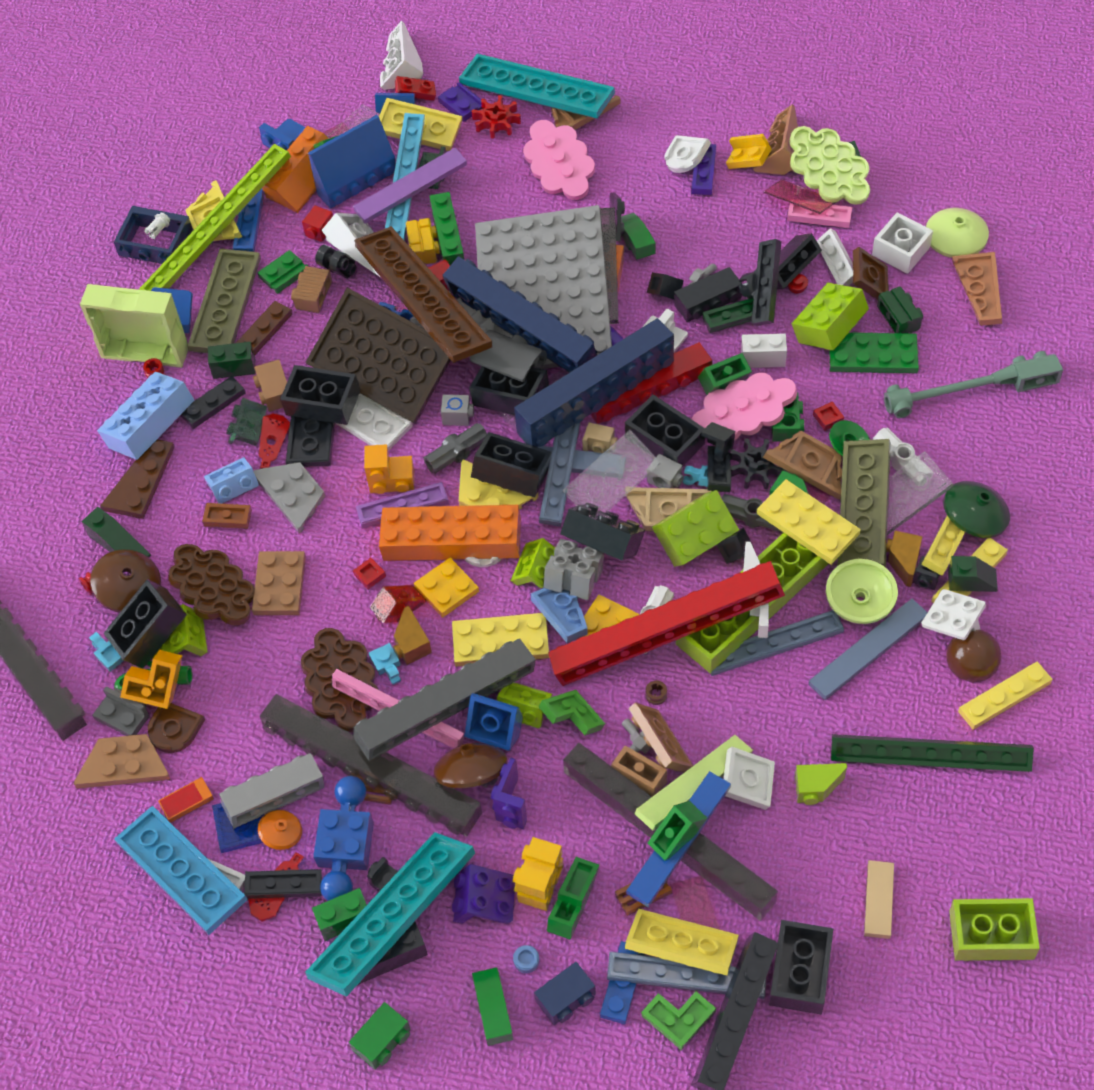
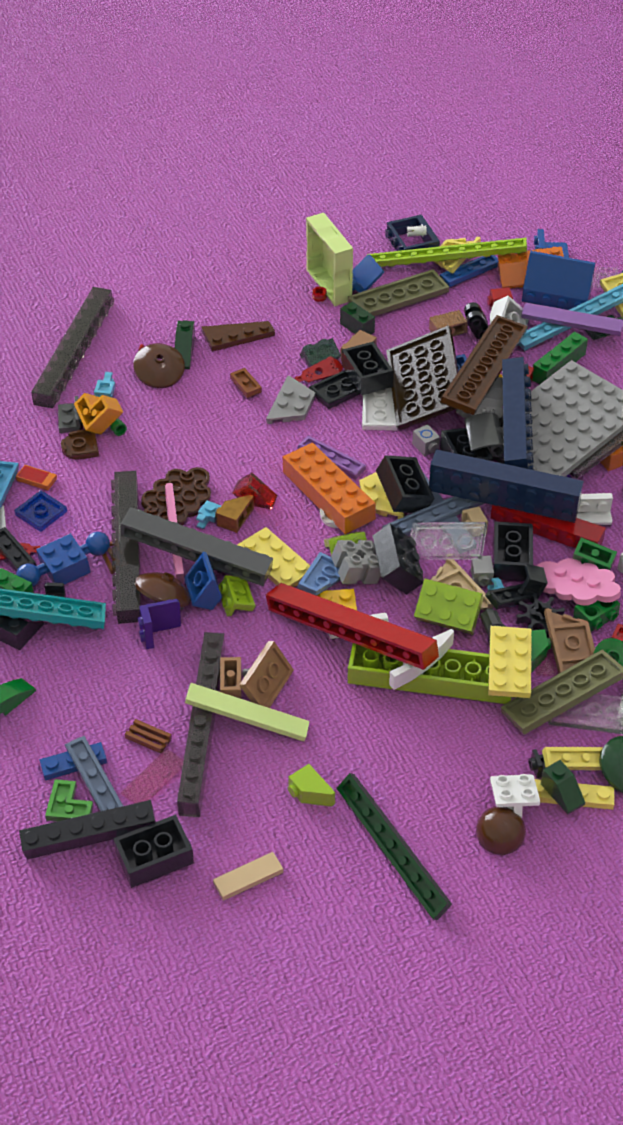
camera: 50 degrees right, 10 degrees down
(121, 762) = (38, 435): medium nougat wing -> none
(145, 624) = (132, 383): black brick -> none
(146, 415) = (278, 305): light blue brick -> none
(188, 635) = (146, 409): lime bracket -> none
(211, 584) = (189, 402): reddish brown plate -> none
(213, 402) = (321, 331): black plate -> none
(231, 480) = (272, 370): light blue bracket -> none
(266, 326) = (399, 323): reddish brown plate -> none
(271, 790) = (70, 508): light grey brick -> none
(279, 583) = (221, 433): medium nougat plate -> none
(280, 829) = (49, 529): orange piece -> none
(282, 271) = (447, 304): green plate -> none
(369, 573) = (265, 468): red plate -> none
(387, 472) = (342, 431): light orange brick -> none
(421, 239) = (537, 349): yellow brick -> none
(446, 587) = (290, 511): yellow plate -> none
(455, 448) = (378, 452): dark grey piece -> none
(483, 894) = (80, 652): dark purple bracket -> none
(526, 959) = (52, 700): medium blue tile -> none
(539, 873) = (112, 667): yellow brick -> none
(565, 994) = (39, 731): dark blue brick -> none
(572, 898) = (112, 698): green slope -> none
(574, 707) = (253, 621): bright green plate -> none
(656, 700) = (302, 657): reddish brown bush -> none
(656, 869) = (191, 721): blue tile -> none
(677, 829) = (192, 710): green slope -> none
(682, 942) = (121, 770): light yellow plate -> none
(734, 546) = (464, 639): black panel -> none
(749, 777) = (279, 744): white tile -> none
(783, 640) = (411, 710): sand blue tile -> none
(865, 580) = (487, 720): yellowish green dish -> none
(868, 649) = (445, 762): sand blue tile -> none
(903, 554) = (547, 736): pearl gold slope -> none
(994, 929) = (273, 956): lime brick -> none
(1005, 695) = (485, 869): light yellow plate -> none

